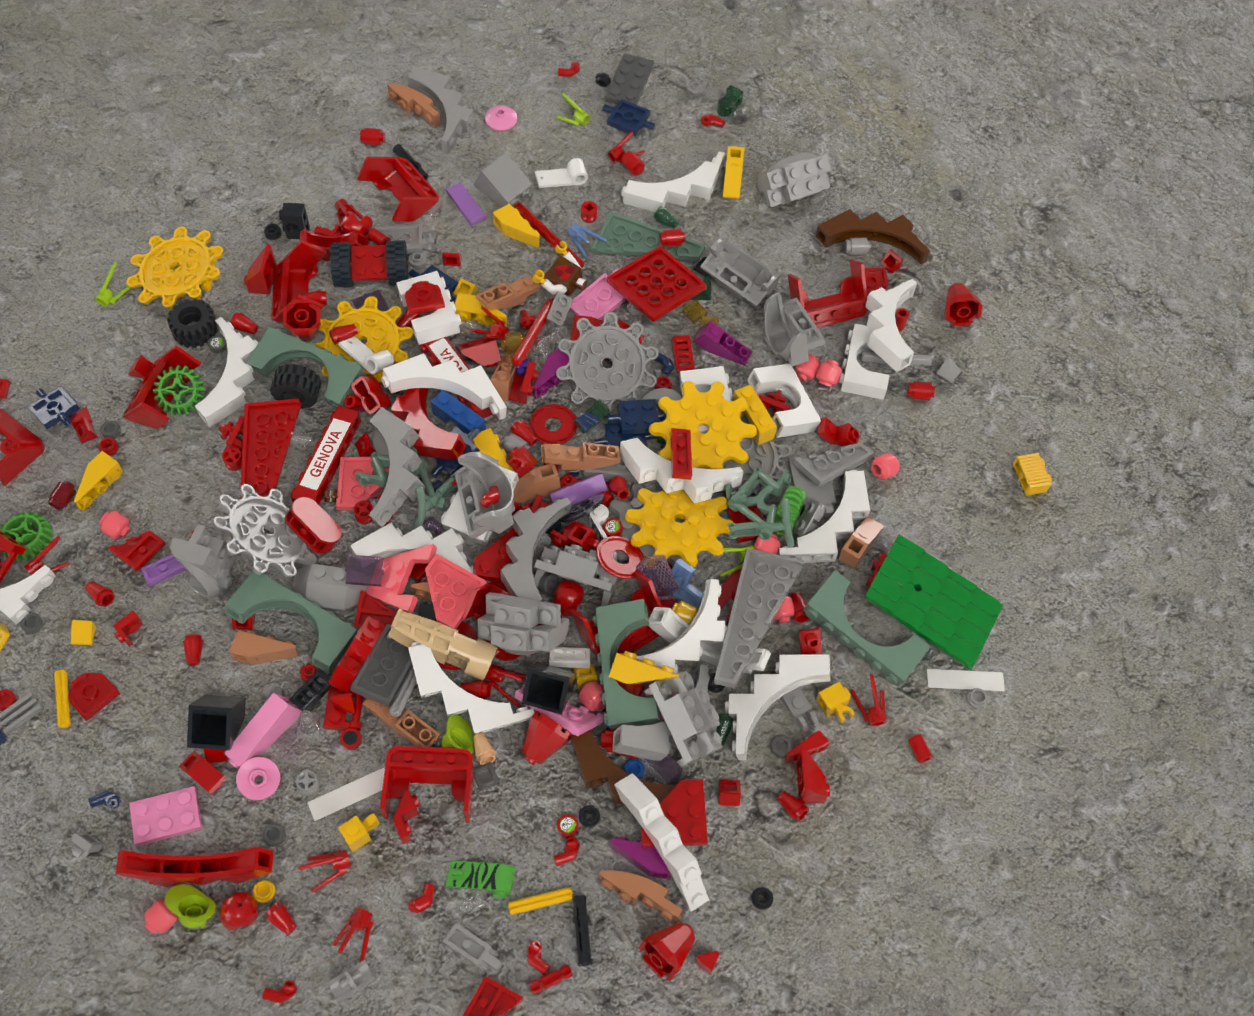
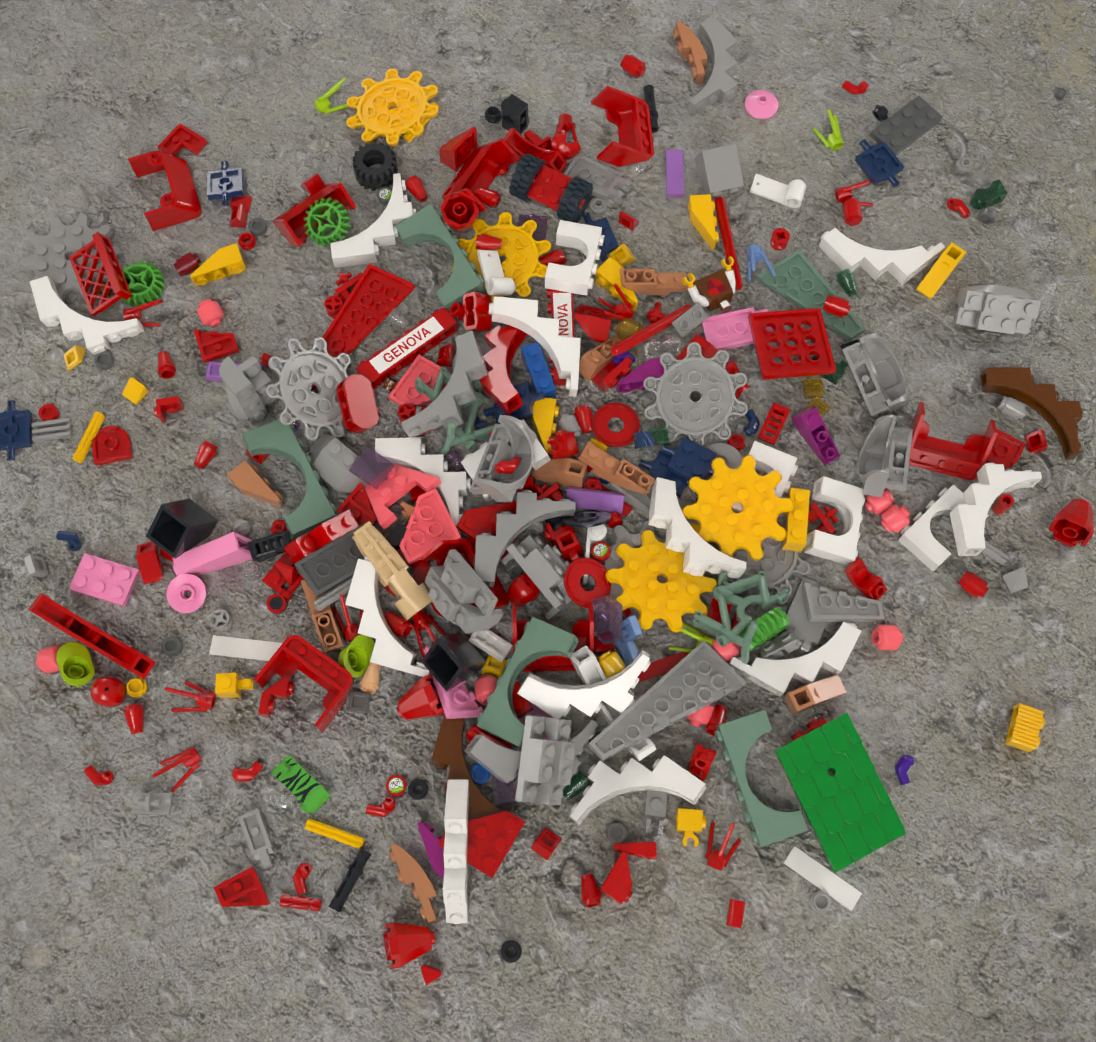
camera: 35 degrees right, 10 degrees up
(296, 382) = (419, 269): black tyre -> none
(377, 237) = (574, 167): red piece -> none
(424, 297) = (572, 247): red tile -> none
(437, 718) = (350, 630): none -> red plant
(619, 487) = (632, 516): red cone -> none
(631, 670) = (523, 693): yellow slope -> none
(681, 453) = (698, 521): red plate -> none
(965, 558) = (902, 767): none -> dark purple arm

